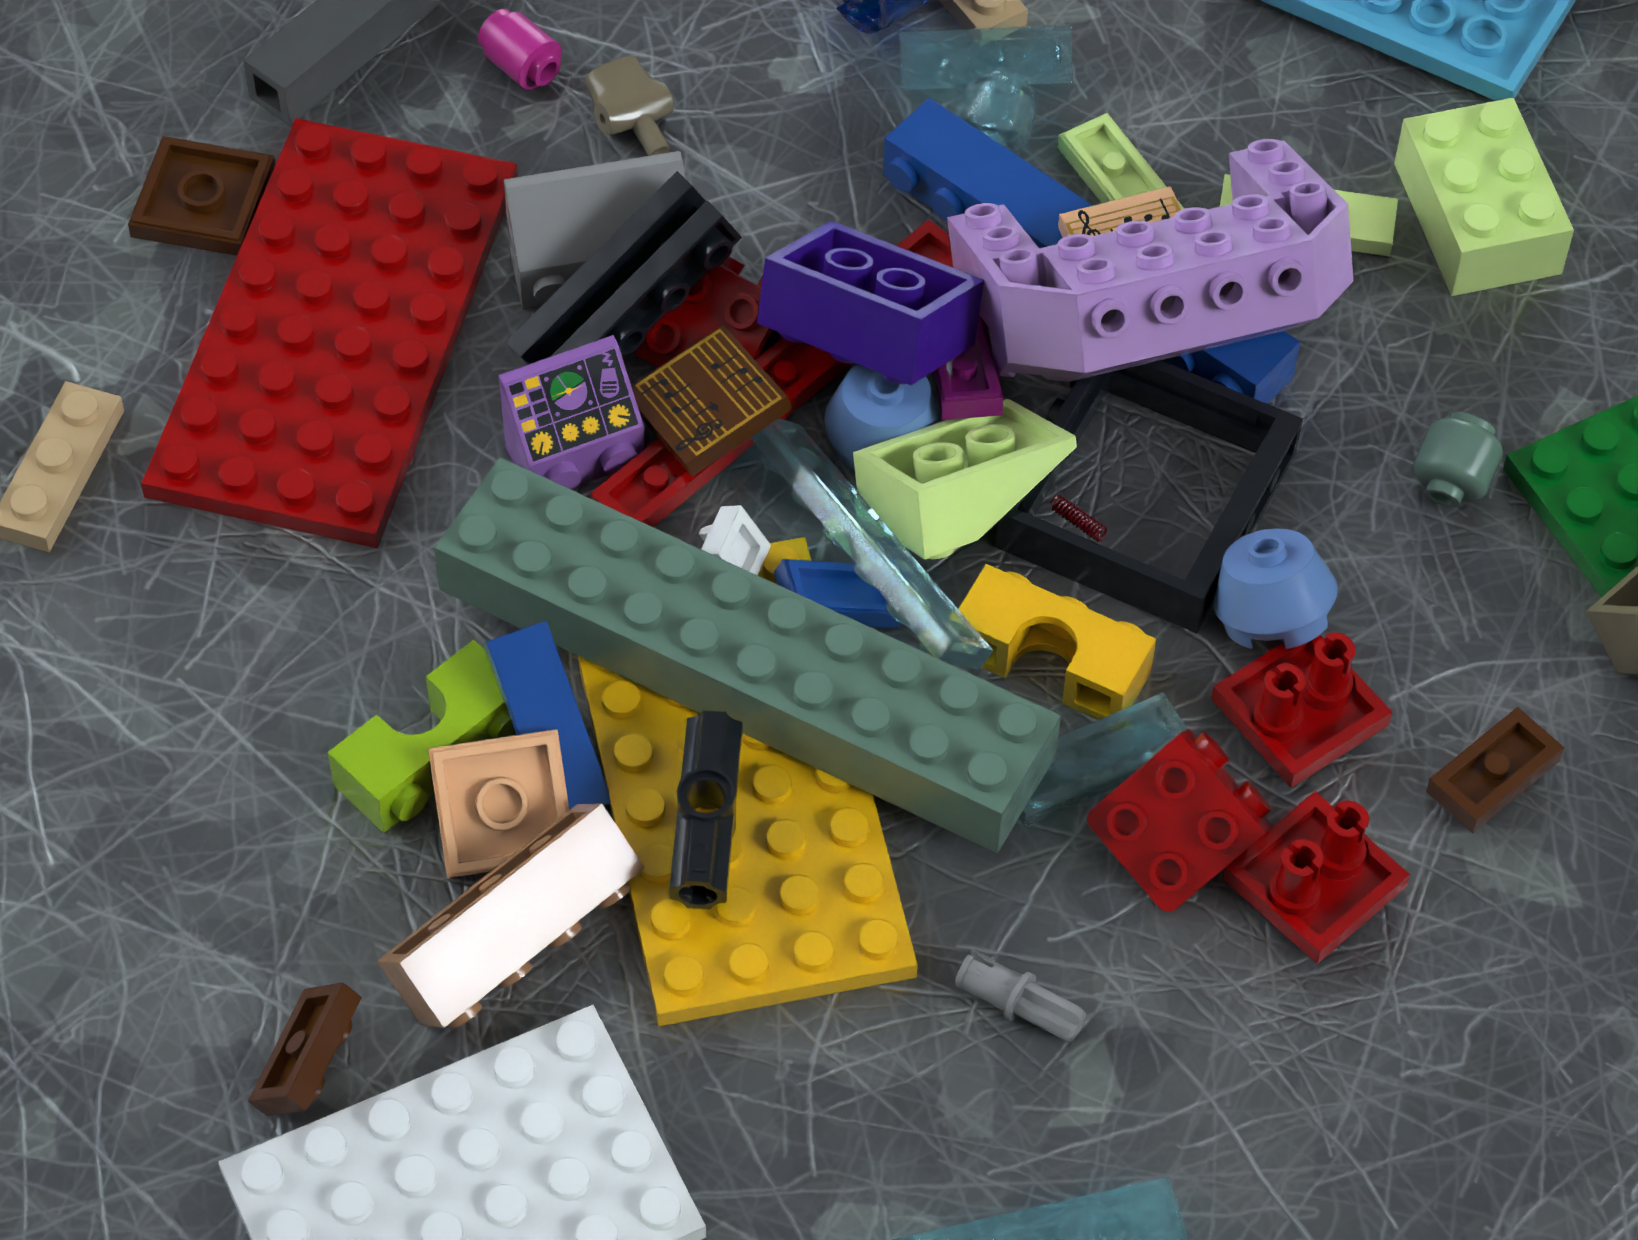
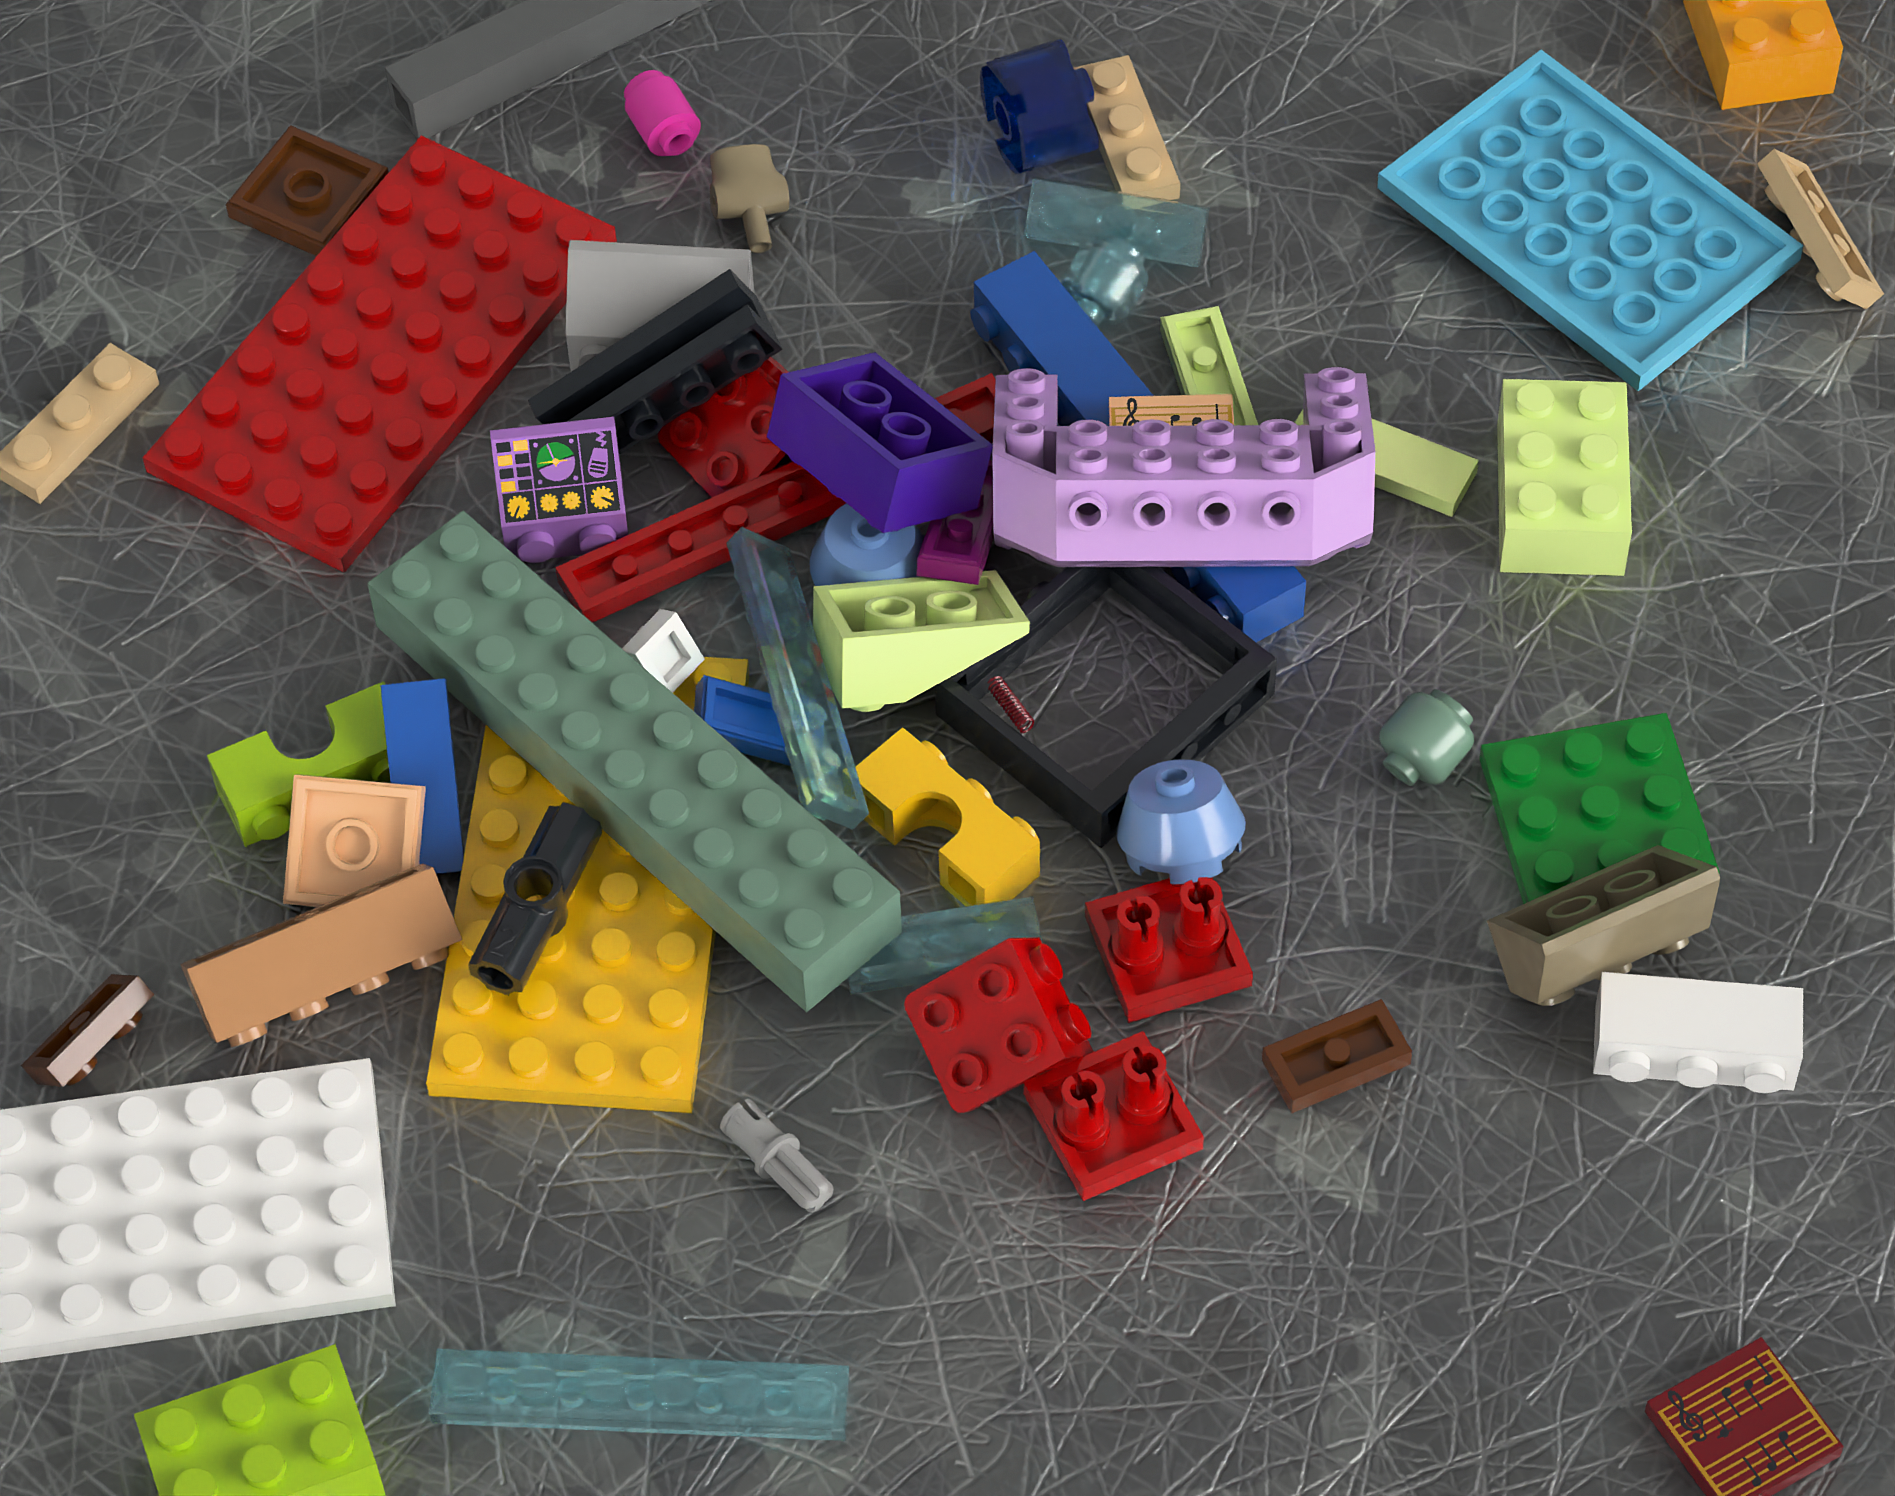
camera: 20 degrees right, 0 degrees up
(708, 400) = (696, 502): reddish brown tile -> none

